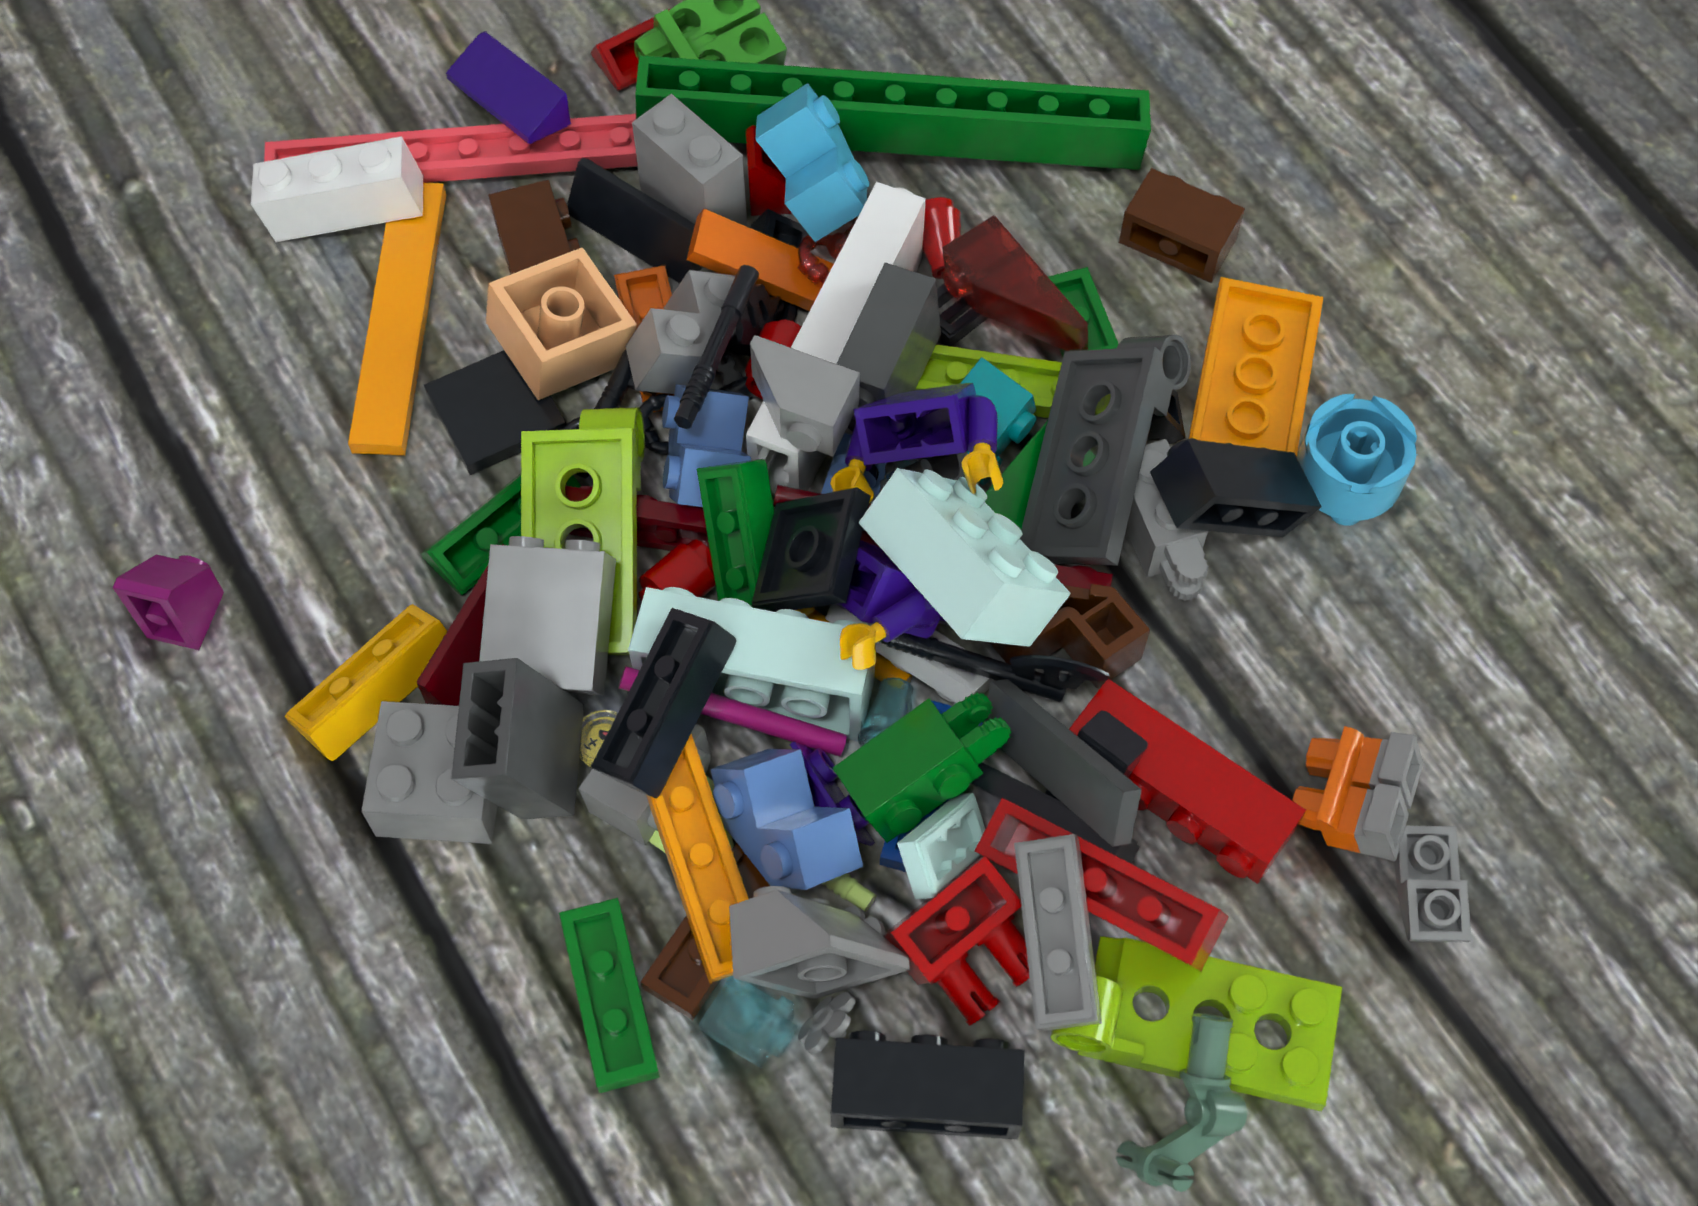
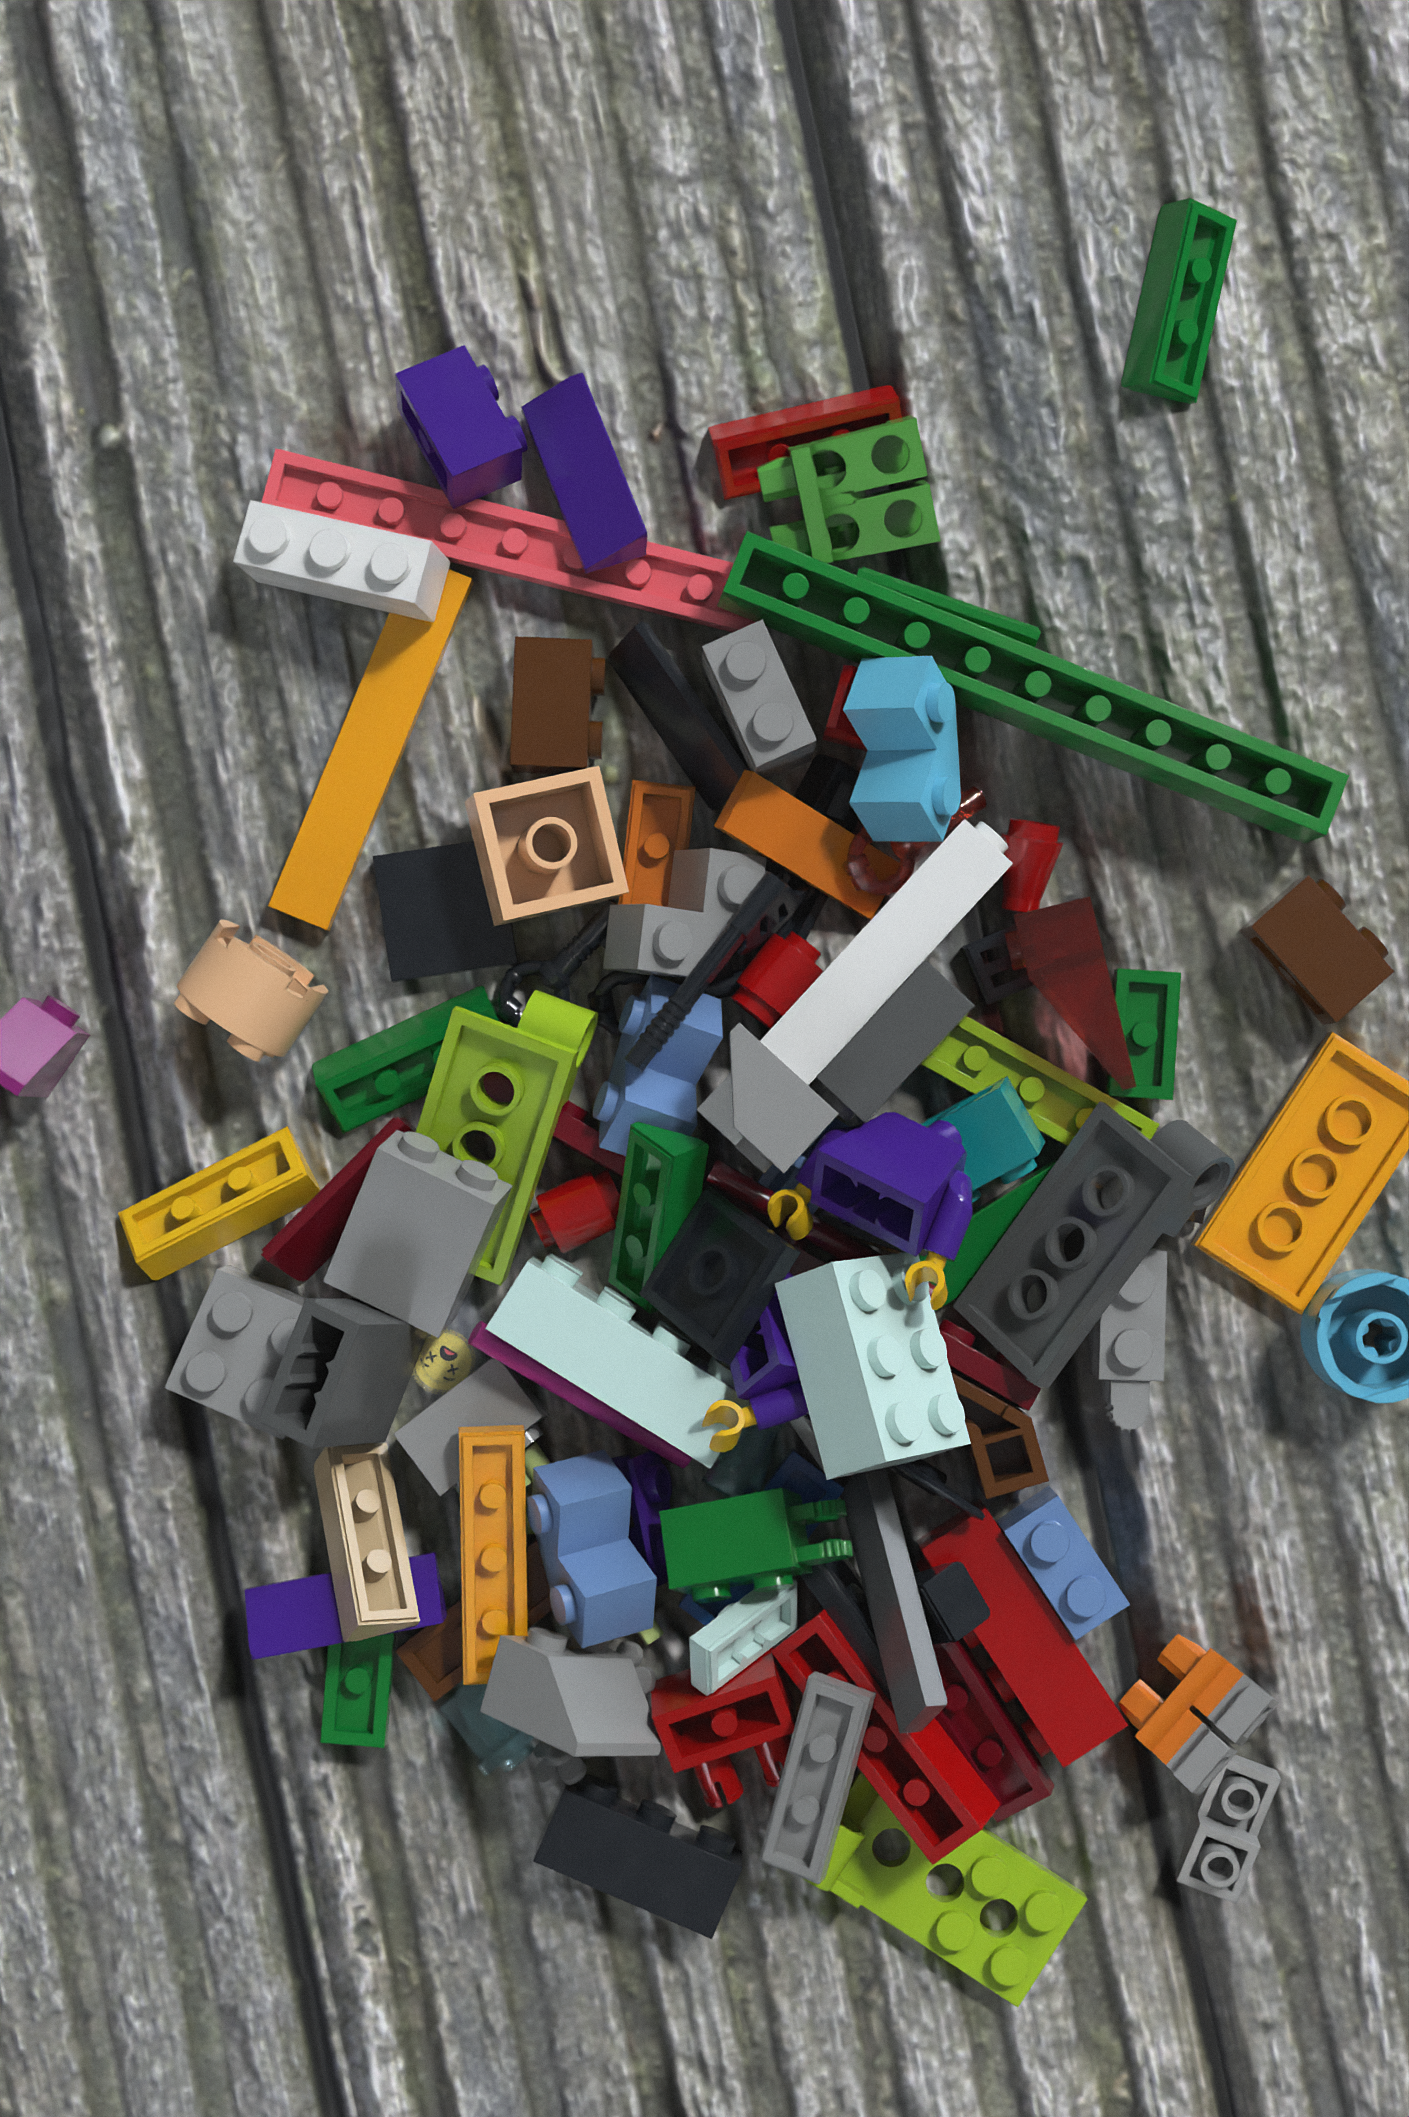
camera: 20 degrees right, 25 degrees up
(350, 493) = (249, 992): none -> light nougat brick
(402, 85) = (460, 425): none -> dark purple brick
(580, 889) = (365, 1541): none -> tan slope
(581, 951) = (305, 1612): none -> dark purple slope
(664, 702) = (502, 1402): black slope -> none
(1188, 867) = (988, 1733): none -> dark red plate
(1196, 701) = (1063, 1562): none -> medium blue brick
(1210, 1110) = (902, 1976): sand green pin -> none
(1234, 488) = (1214, 1342): black brick -> none

